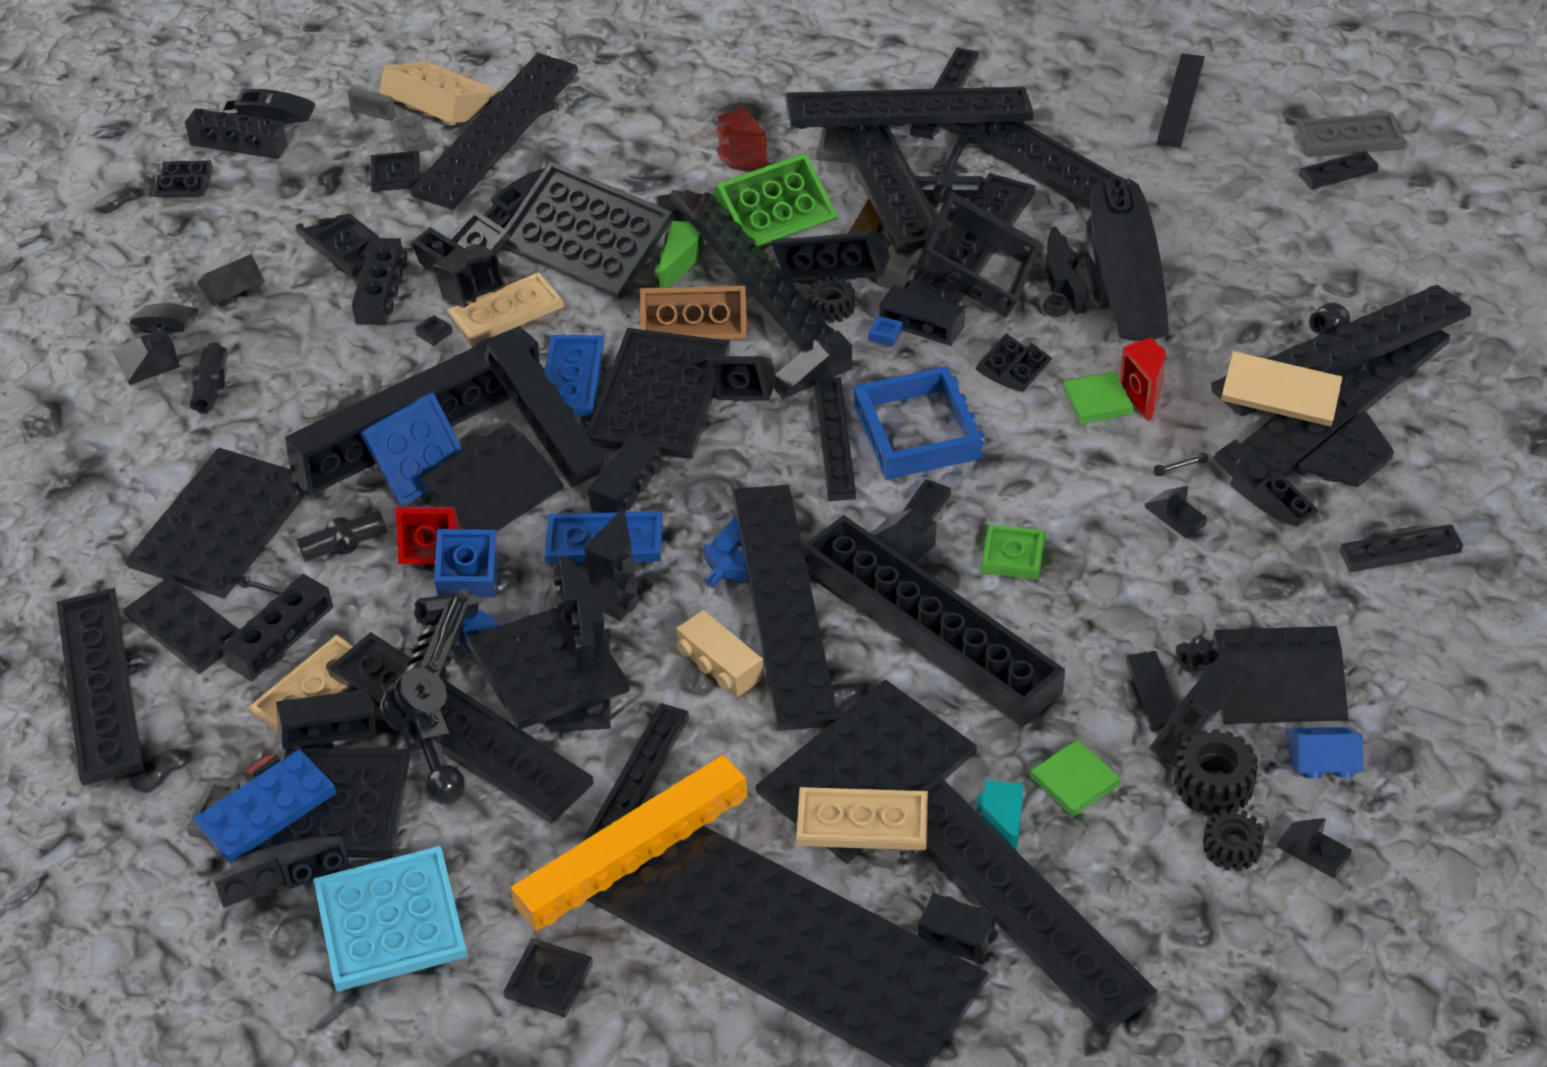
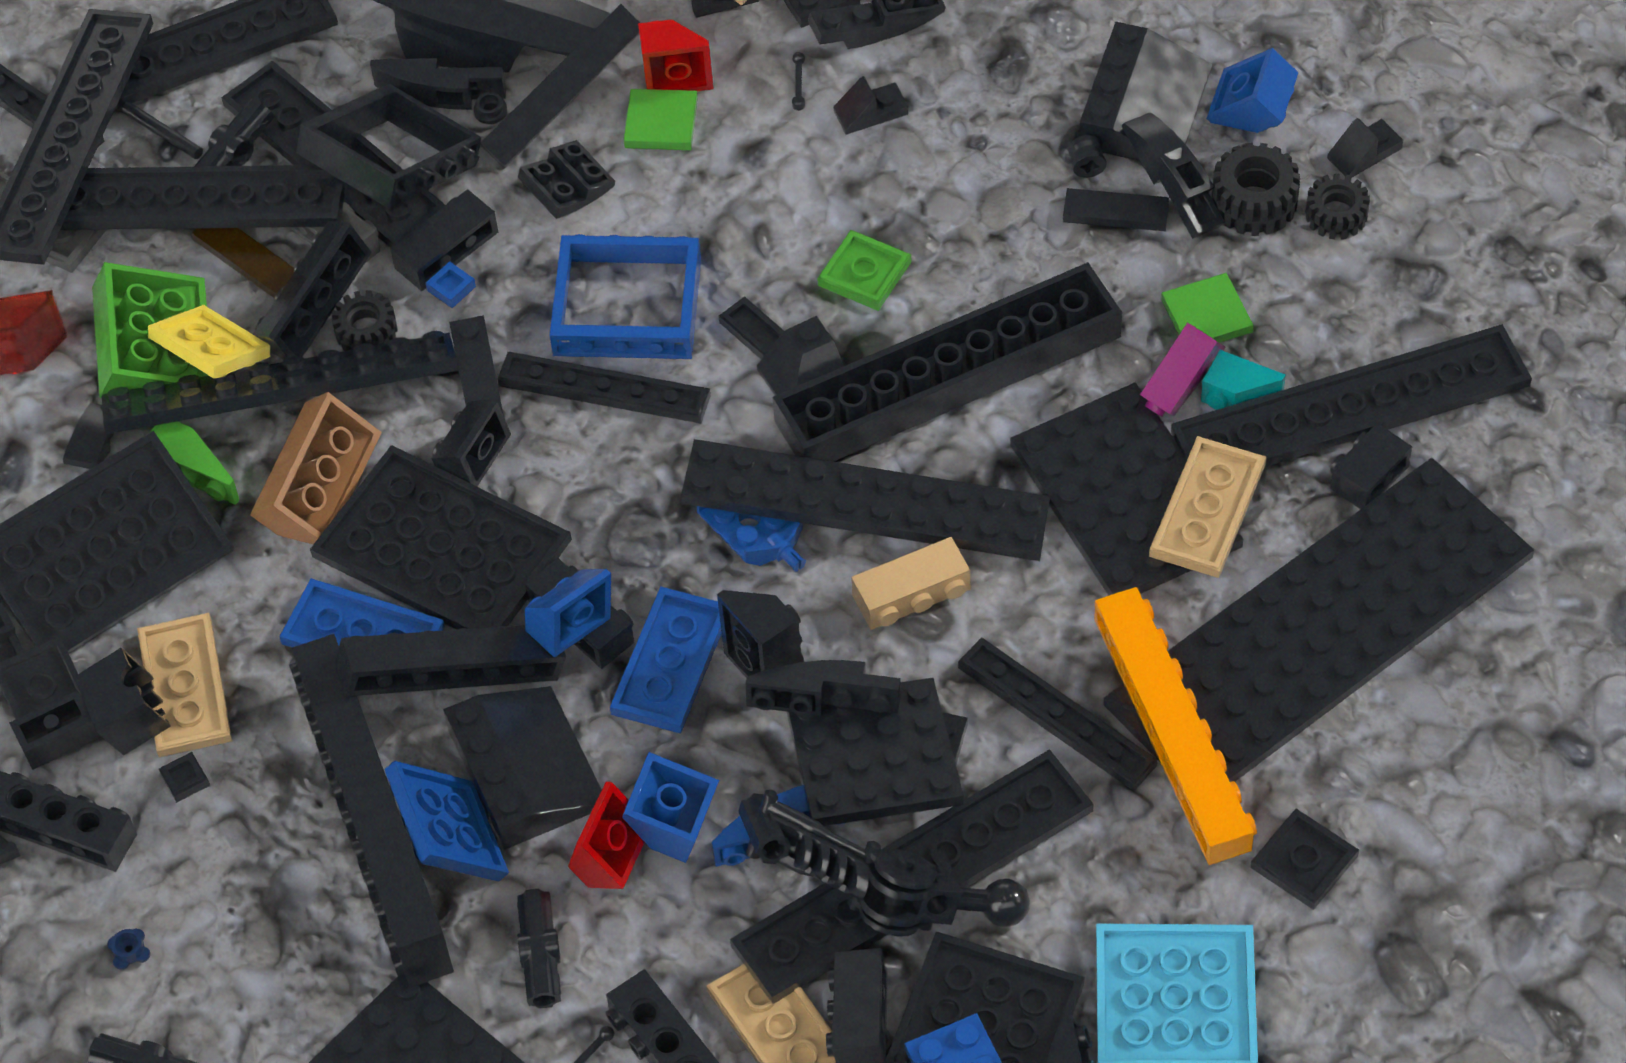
camera: 70 degrees left, 10 degrees up
(295, 343) = (123, 940): none -> dark blue plate
(599, 454) = (570, 610): none -> blue slope
(767, 220) = (209, 341): none -> light yellow plate
(996, 760) = (1180, 371): none -> magenta slope
(1084, 326) = (561, 86): none -> black tile

